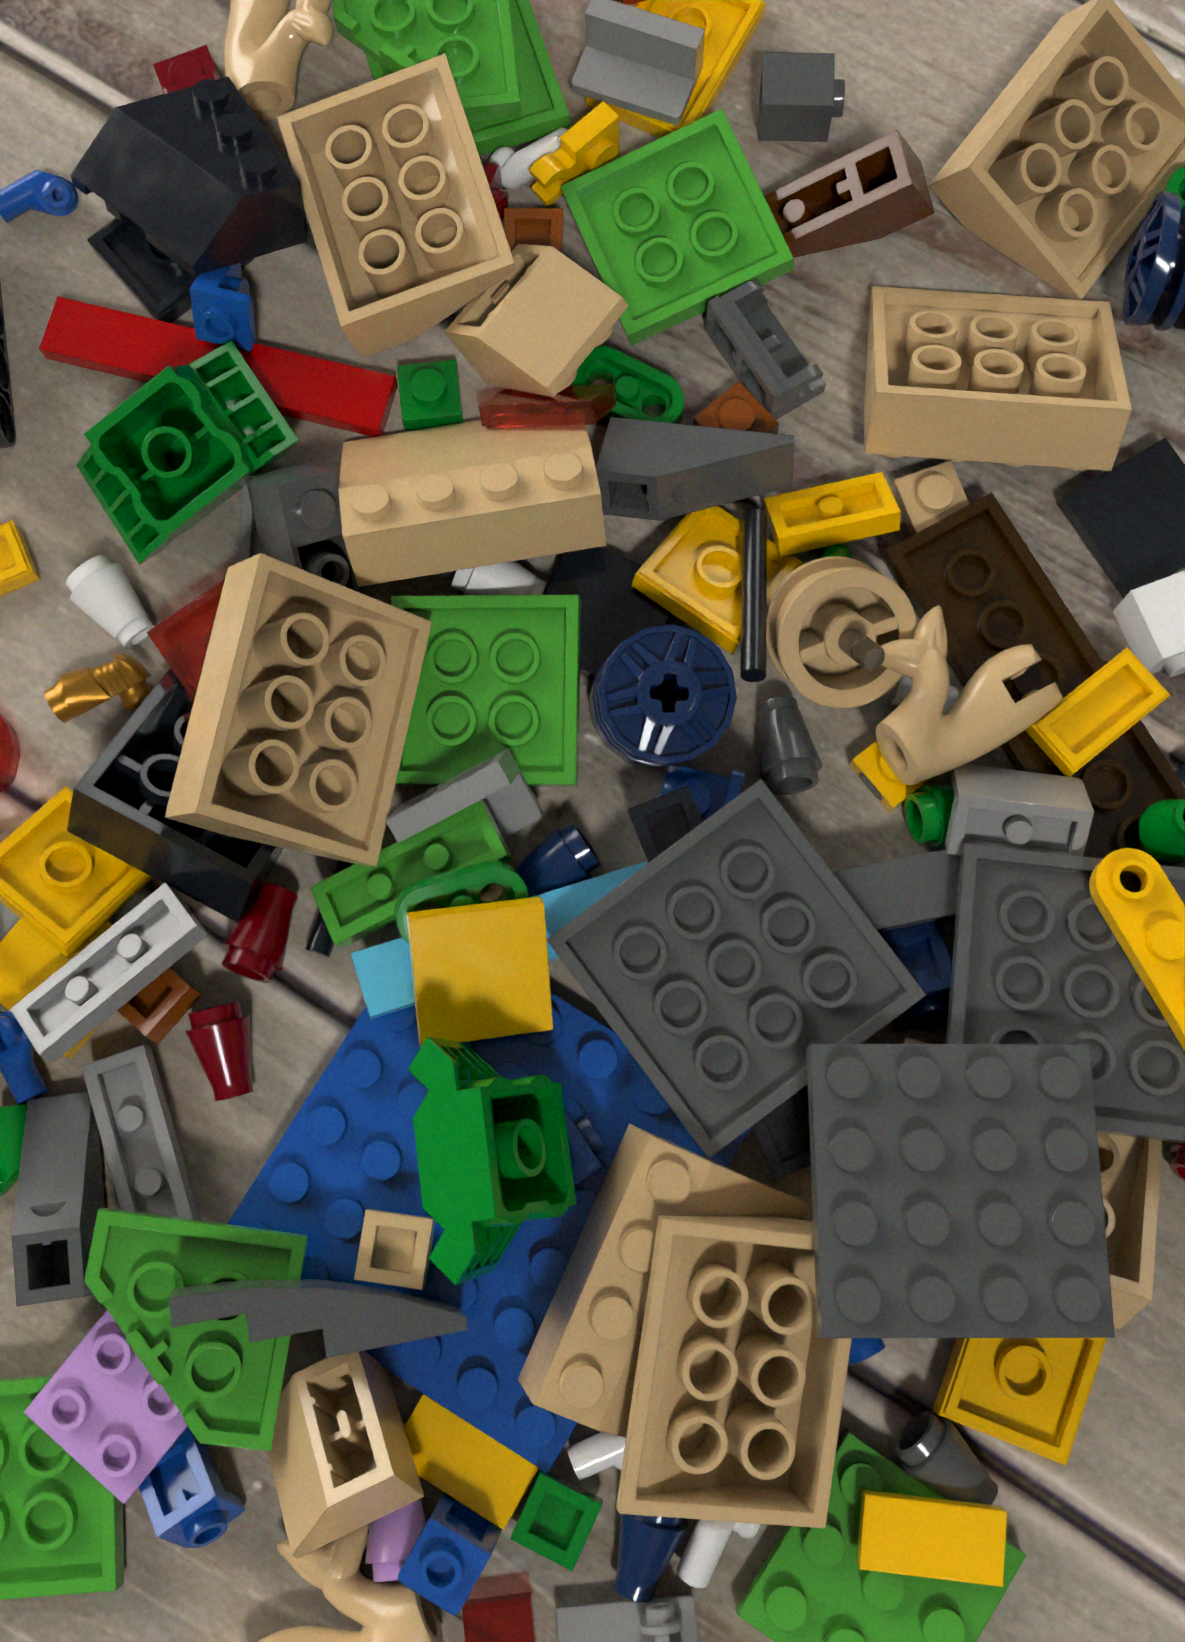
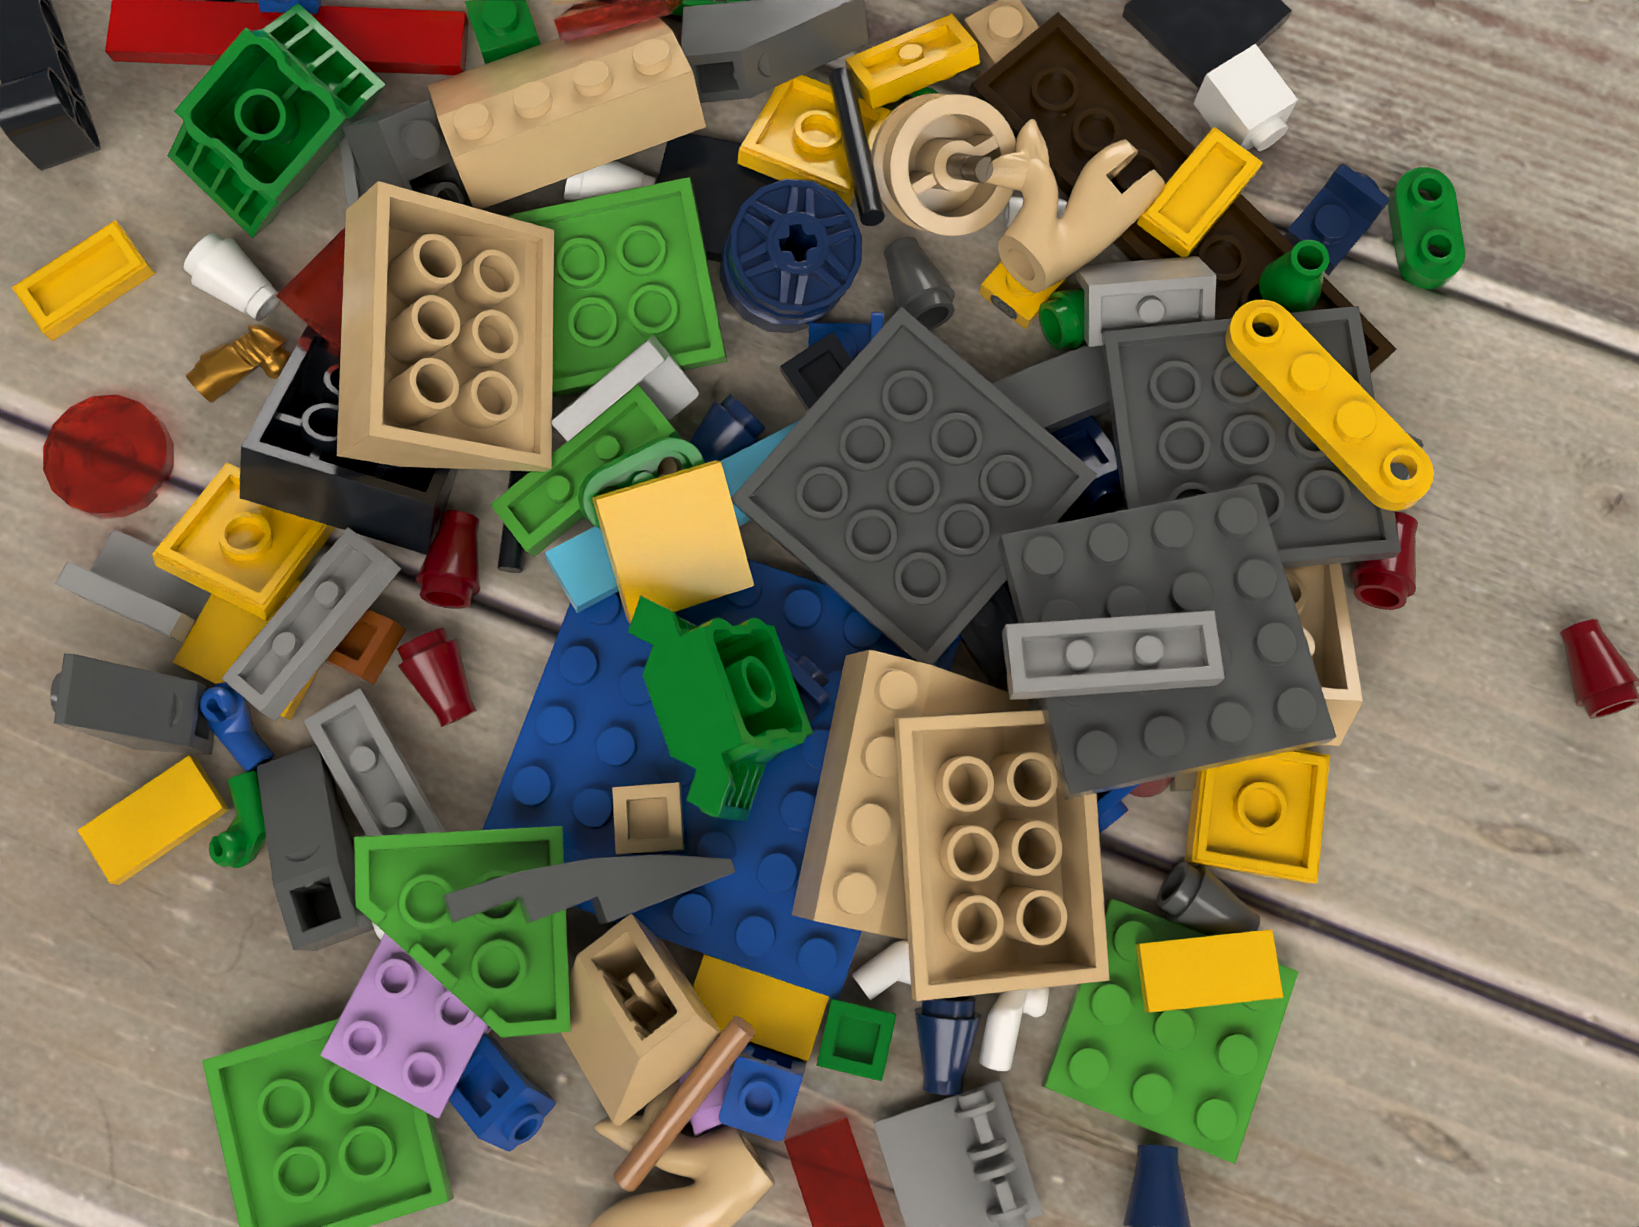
camera: 20 degrees left, 0 degrees up
(367, 1551) = (684, 1103): none -> medium nougat bar
(896, 1205) = (1112, 655): none -> light grey plate

